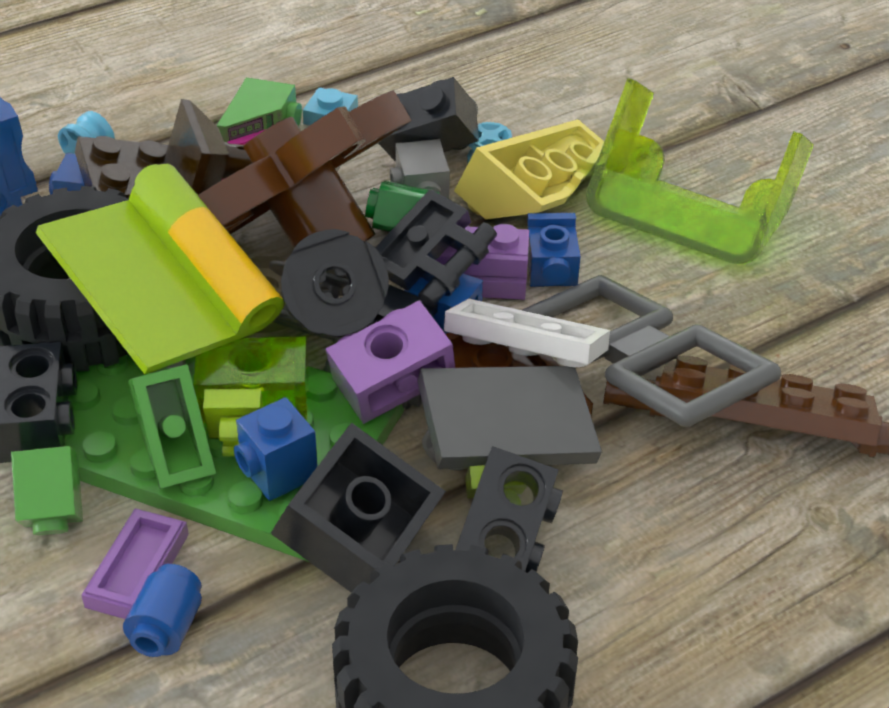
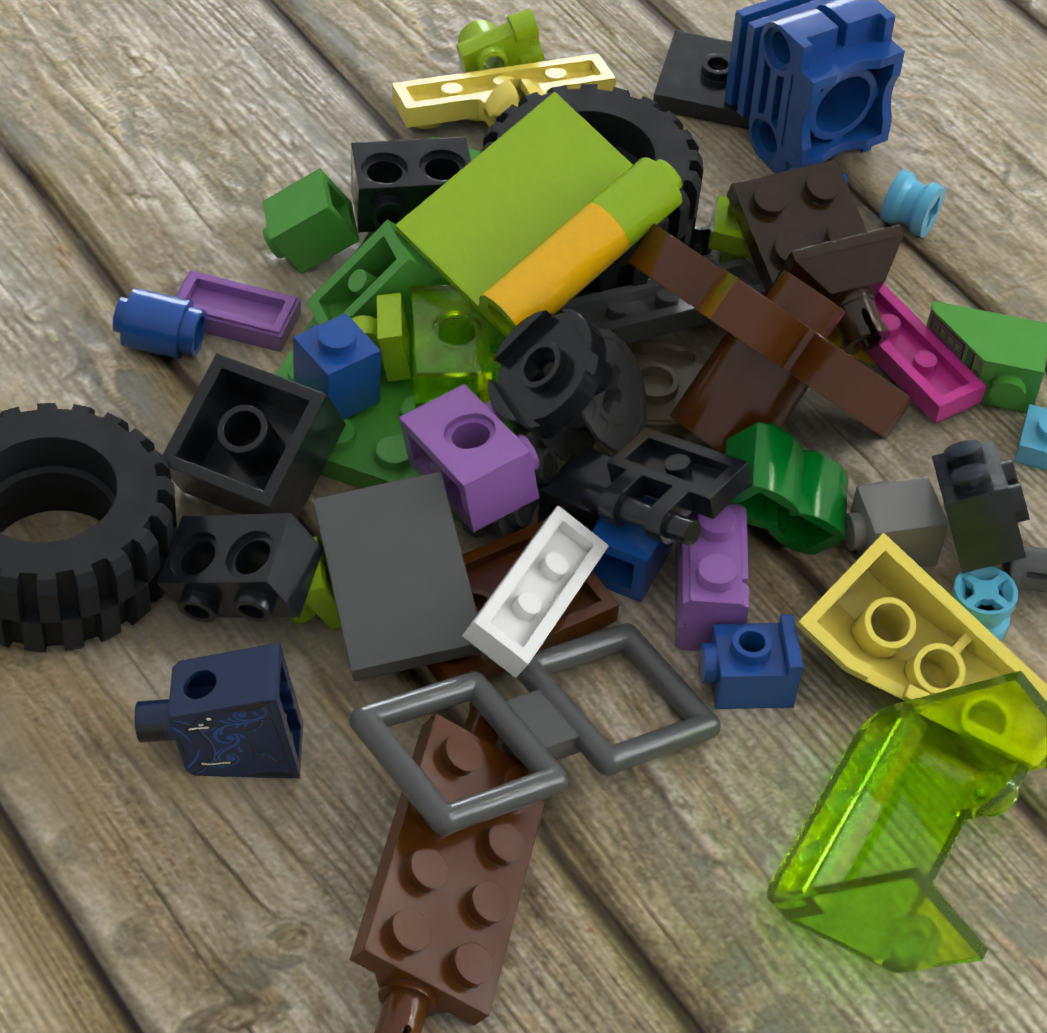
camera: 85 degrees right, 5 degrees up
(656, 539) = (229, 715): none -> dark blue torso

